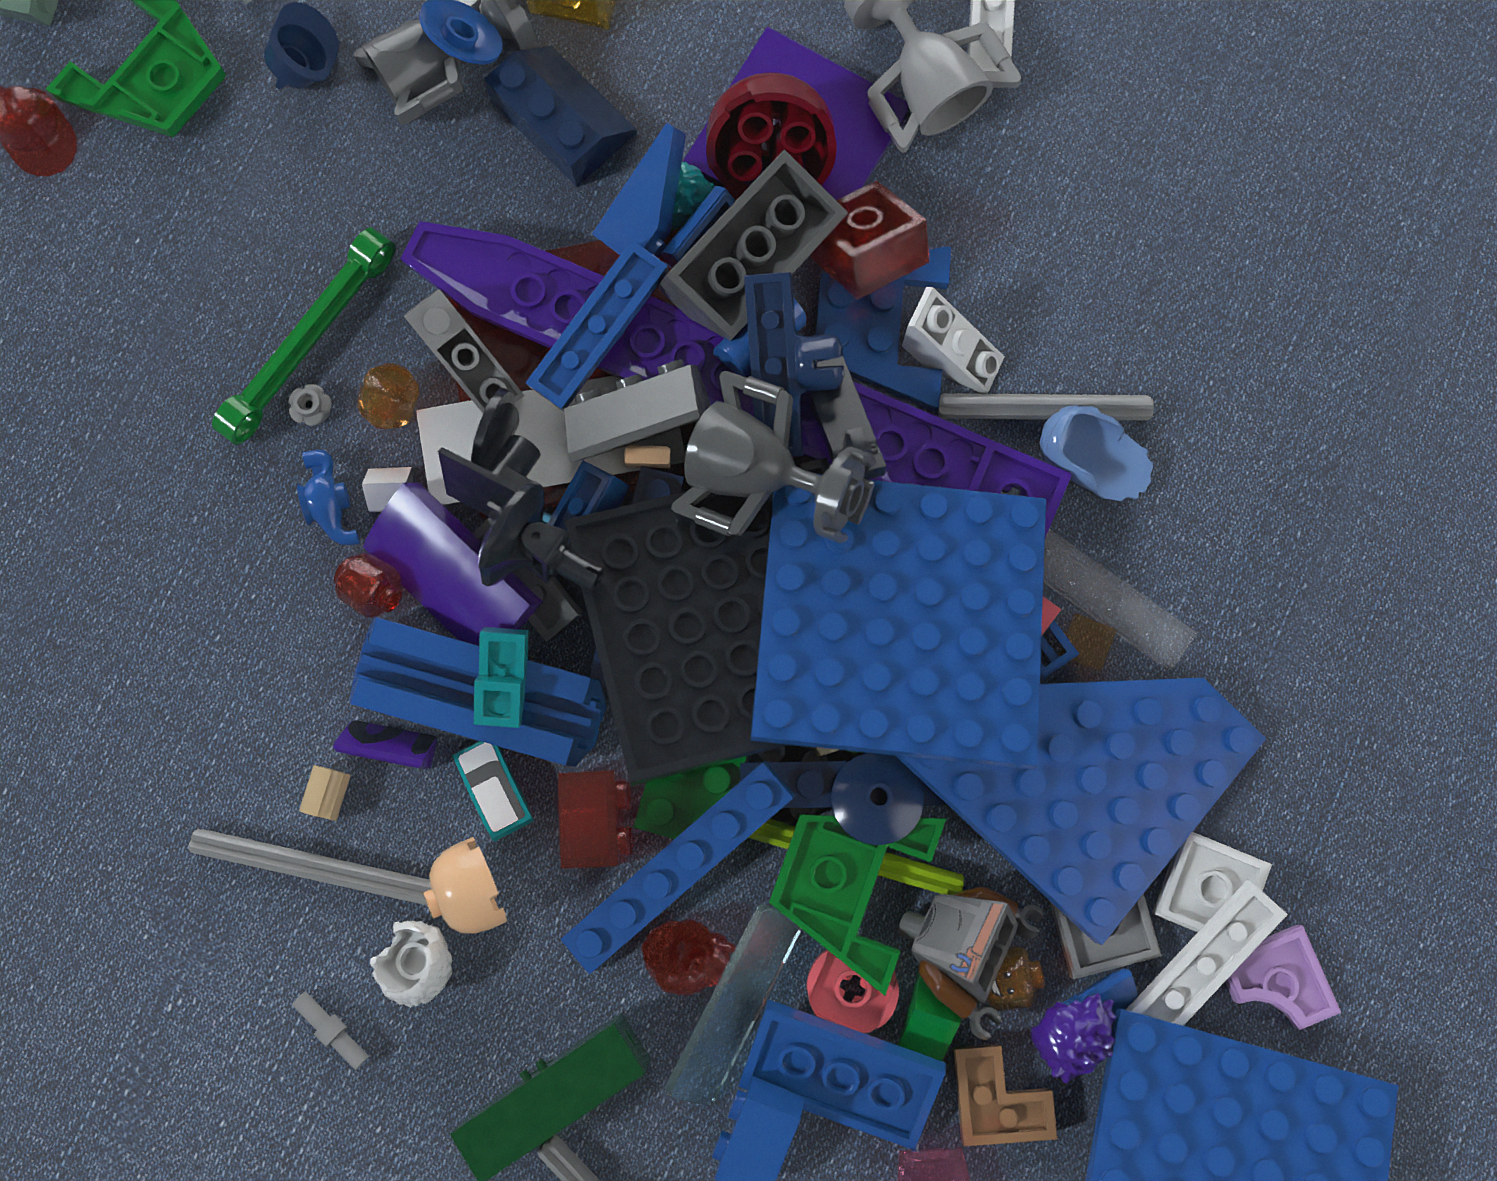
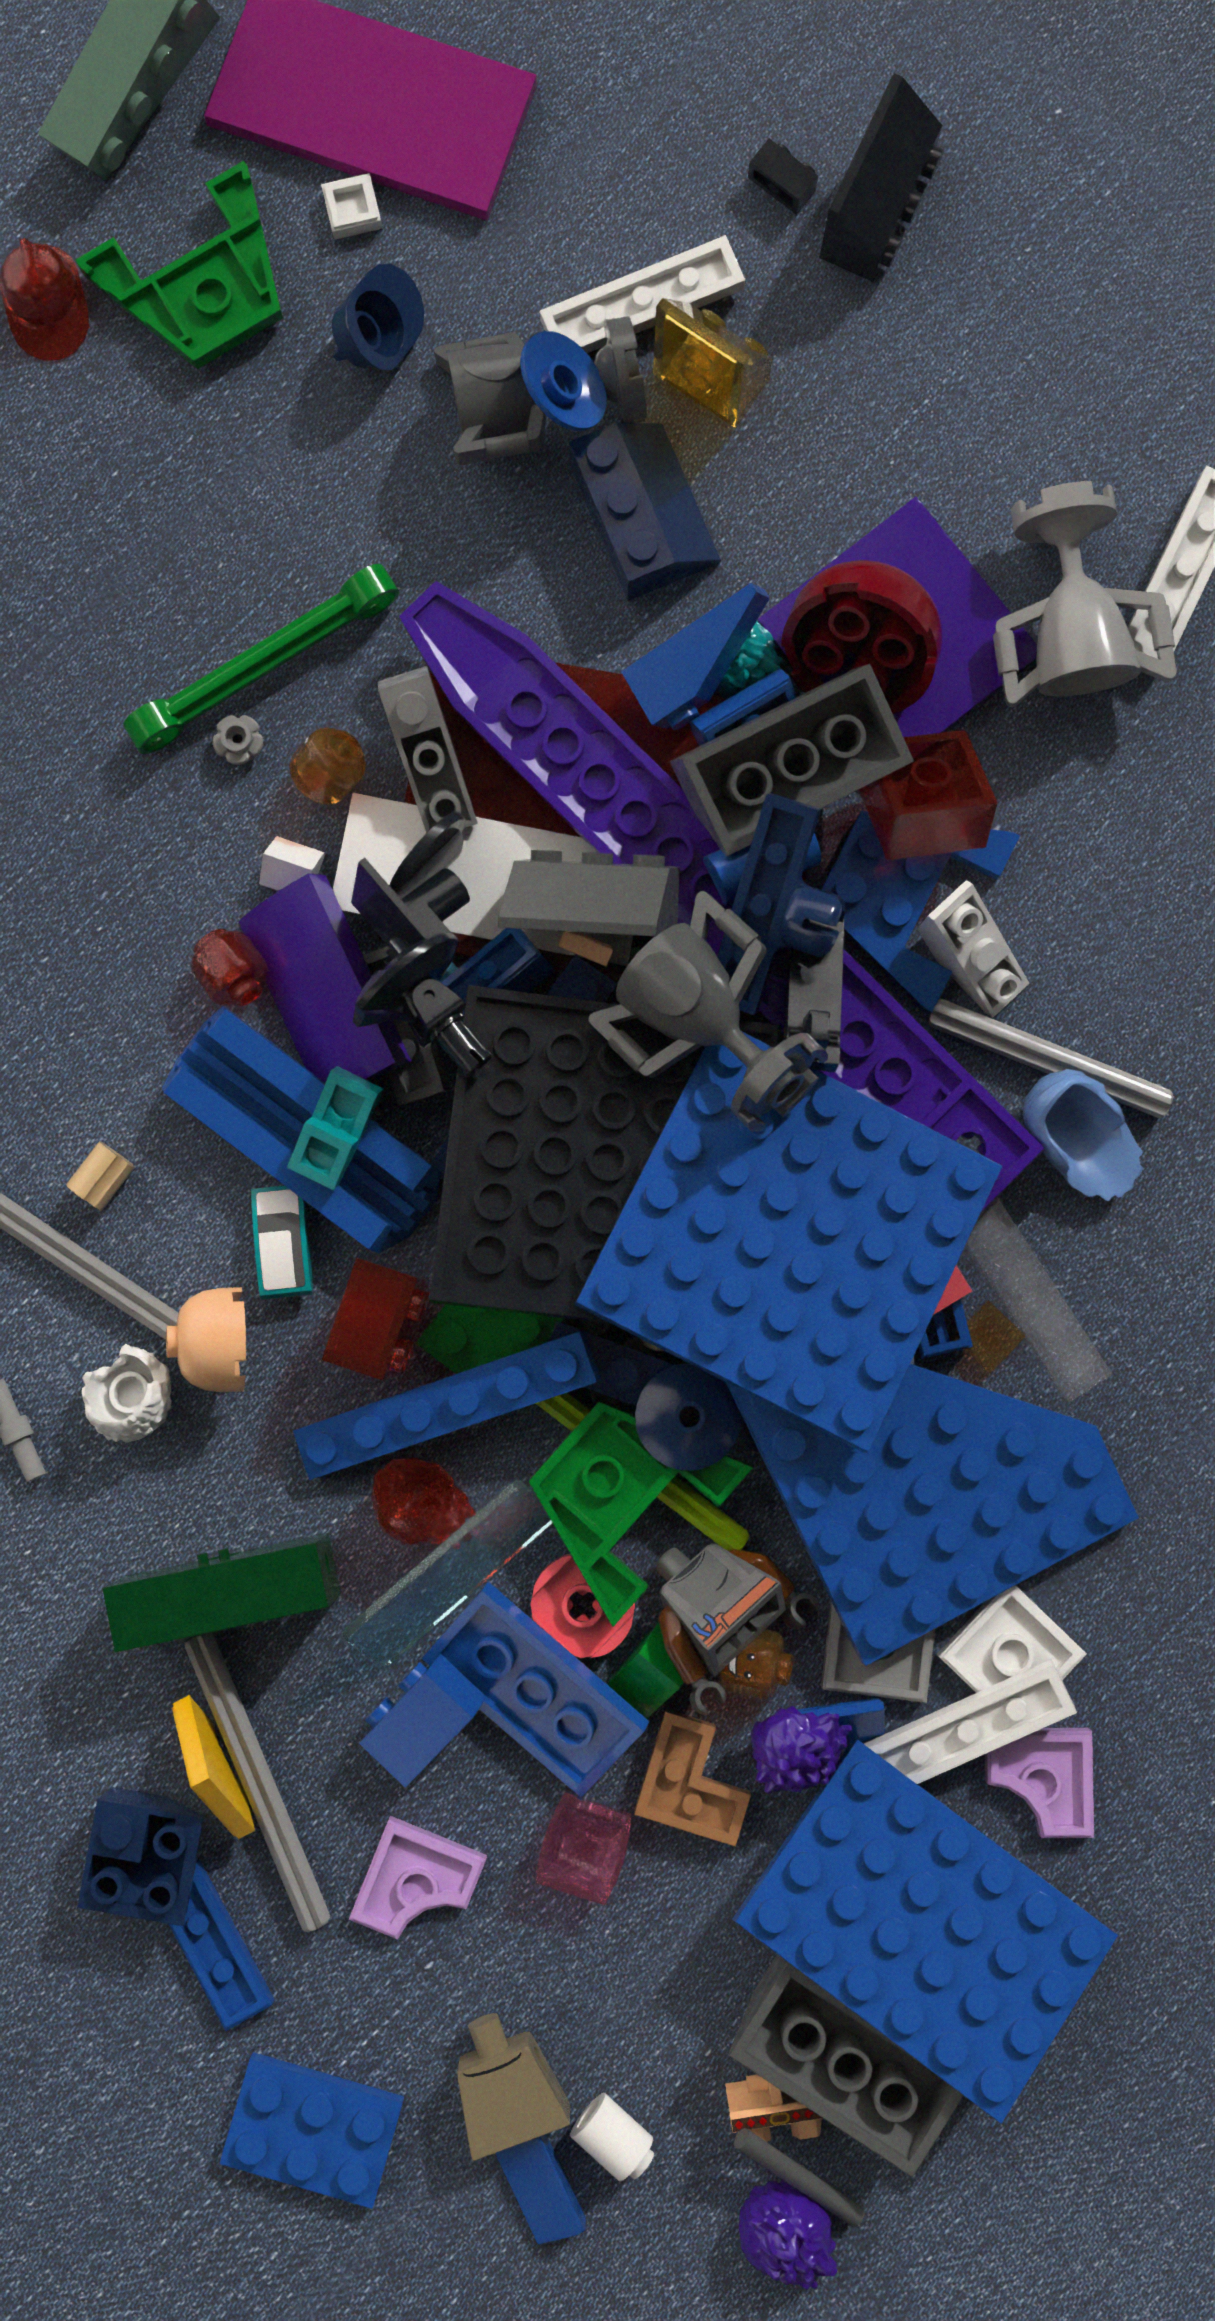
camera: 20 degrees right, 5 degrees up
(324, 499) = (216, 853): blue piece -> none
(387, 744) = (185, 1150): dark purple slope -> none
(597, 325) = (587, 780): blue plate -> none

